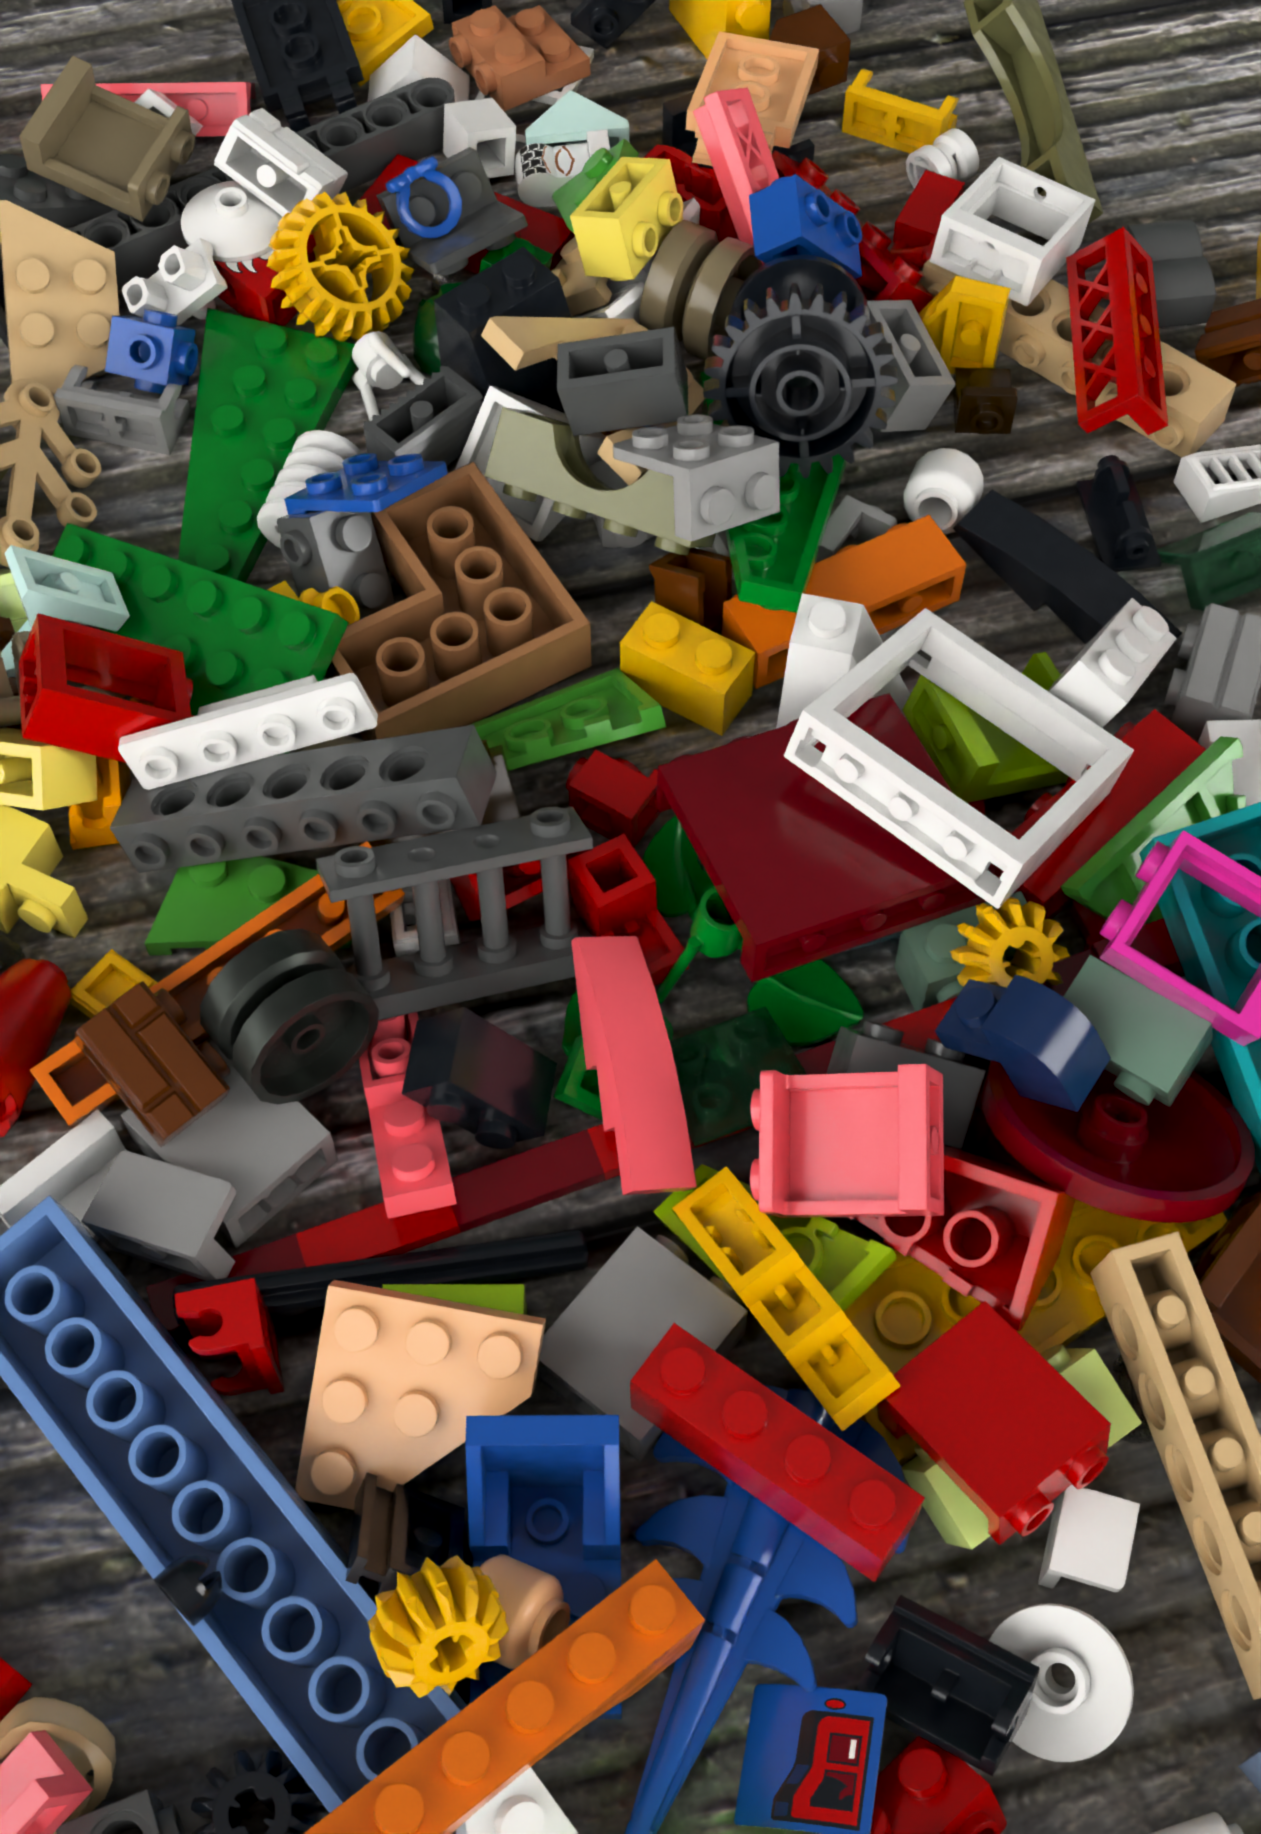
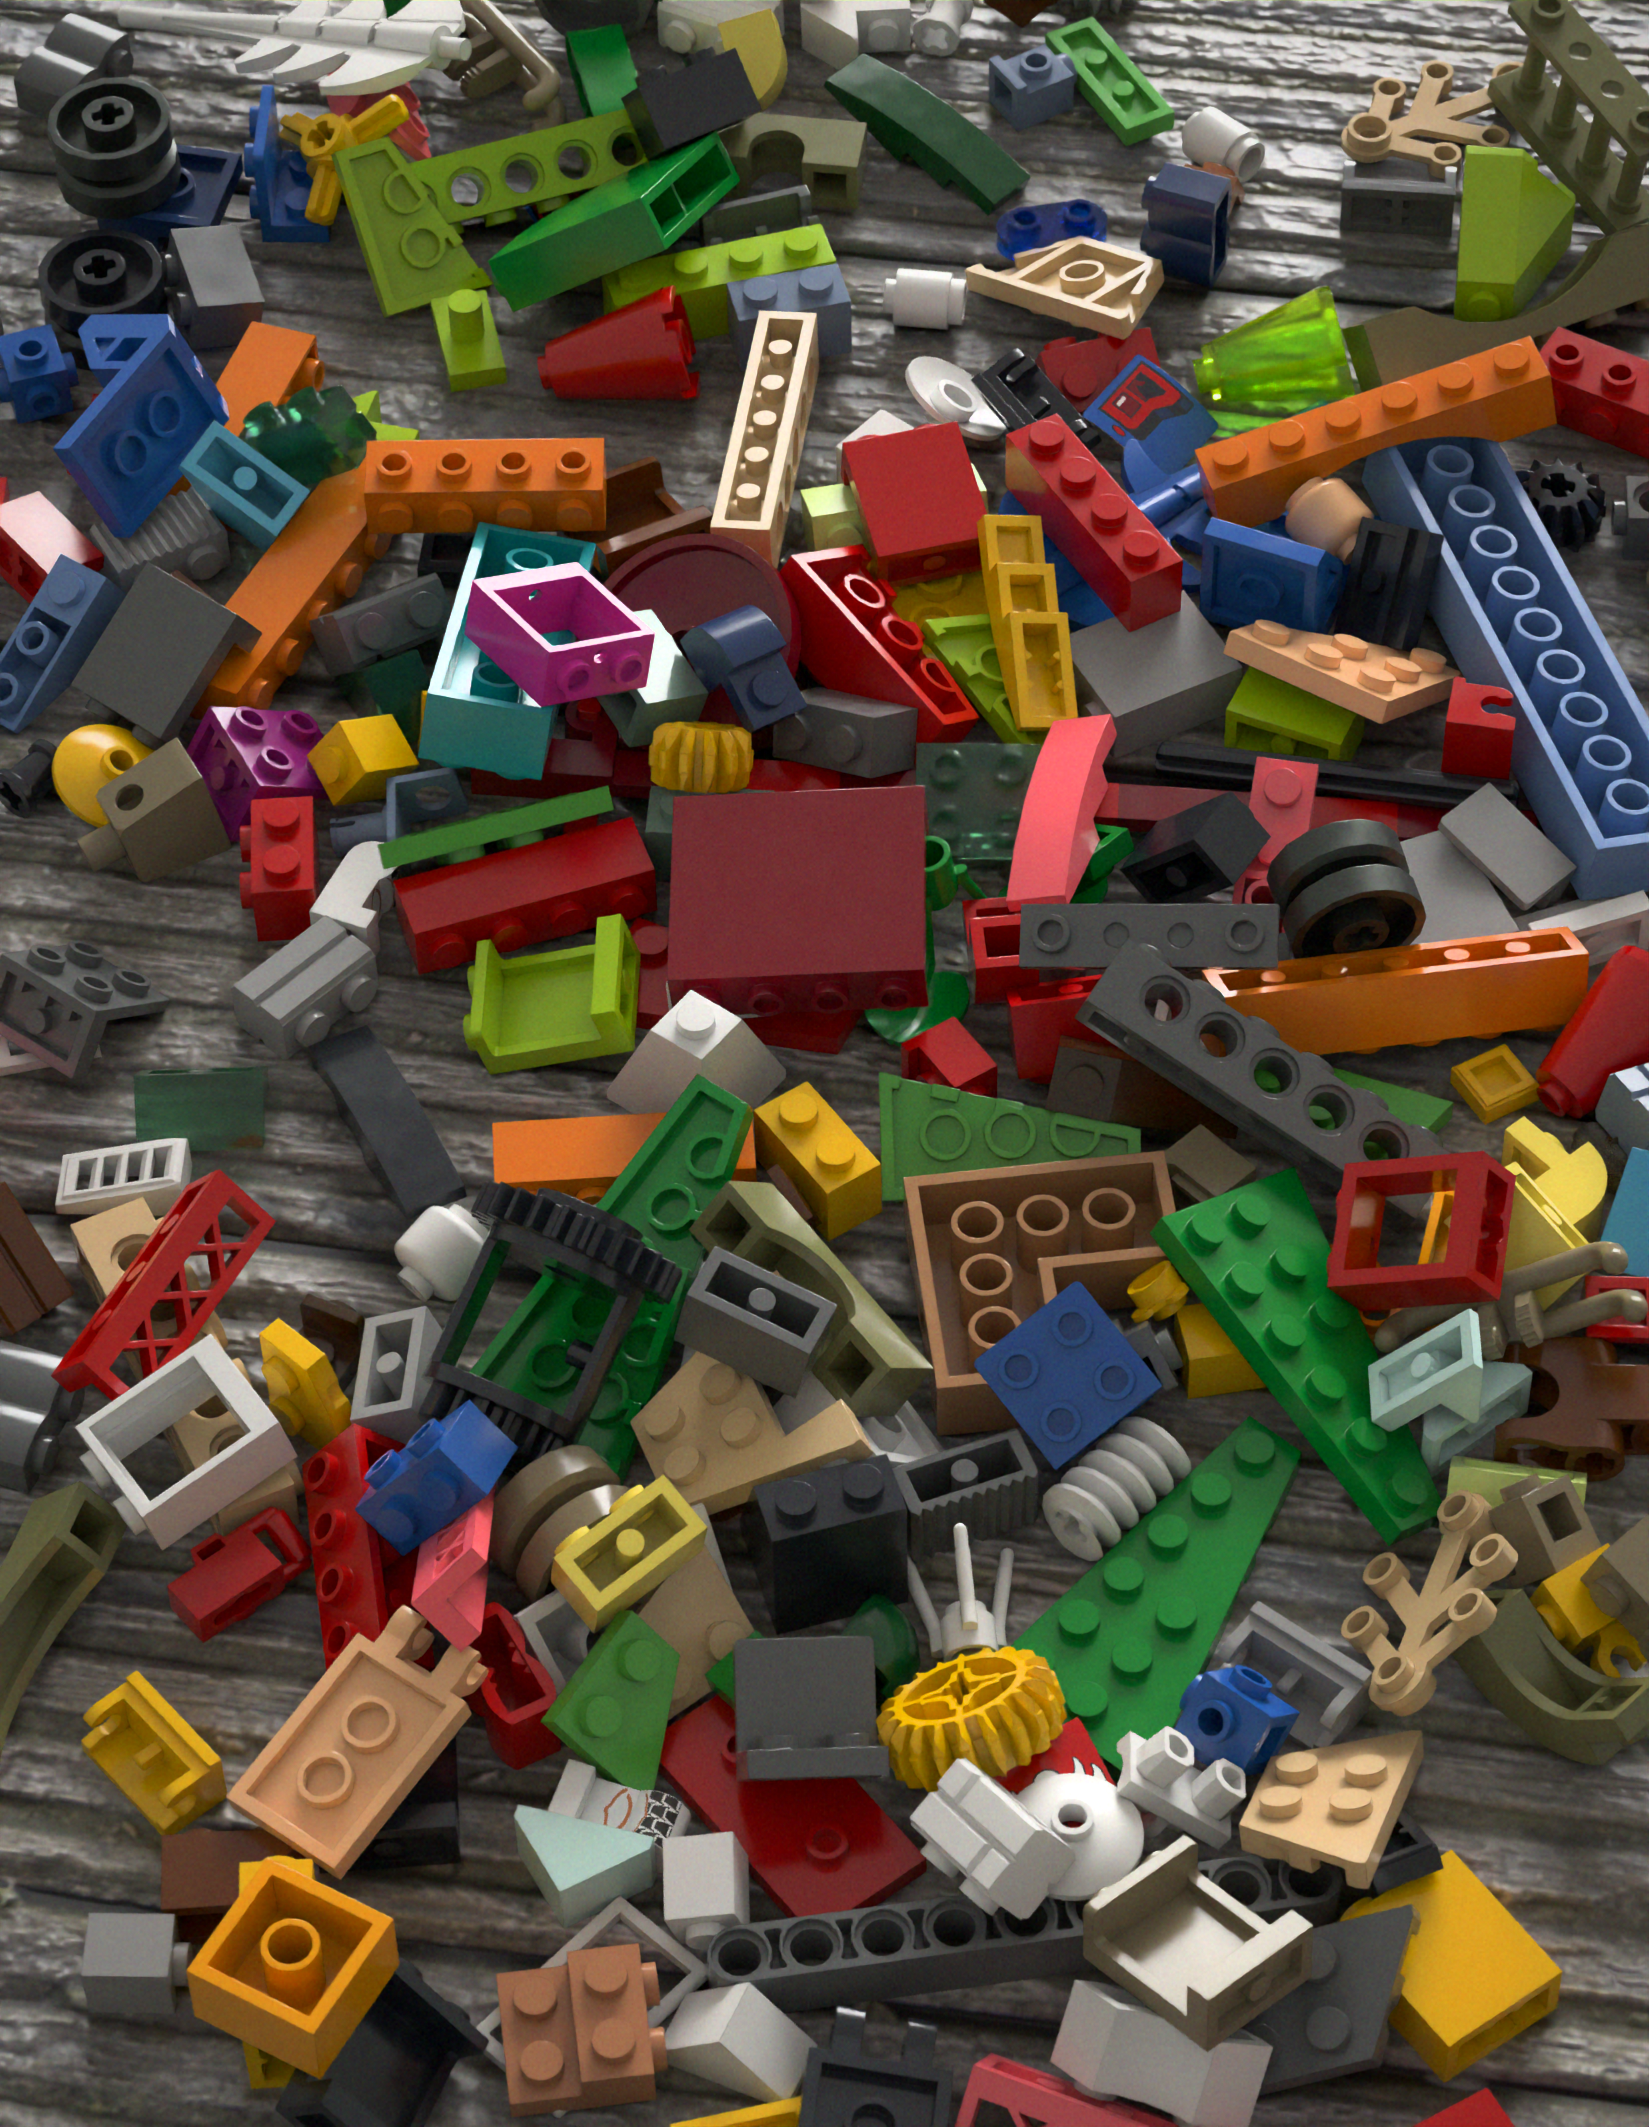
camera: 155 degrees left, 10 degrees down
(154, 1061) = (1479, 904): reddish brown brick -> none
(185, 1591) = (1561, 570): black hinge -> none
(249, 729) = (1275, 1145): white bracket -> none
(401, 186) = (836, 1728): blue piece -> none
(437, 1626) = (1389, 468): yellow gear -> none
(717, 472) = (727, 1202): light grey bracket -> none
(849, 1144) = (919, 661): coral panel -> none
(920, 808) = (698, 943): white window -> none
(950, 155) = (161, 1653): white wheel -> none
(1114, 663) = (439, 968): white brick -> none
(1118, 517) = (286, 1169): black hinge -> none

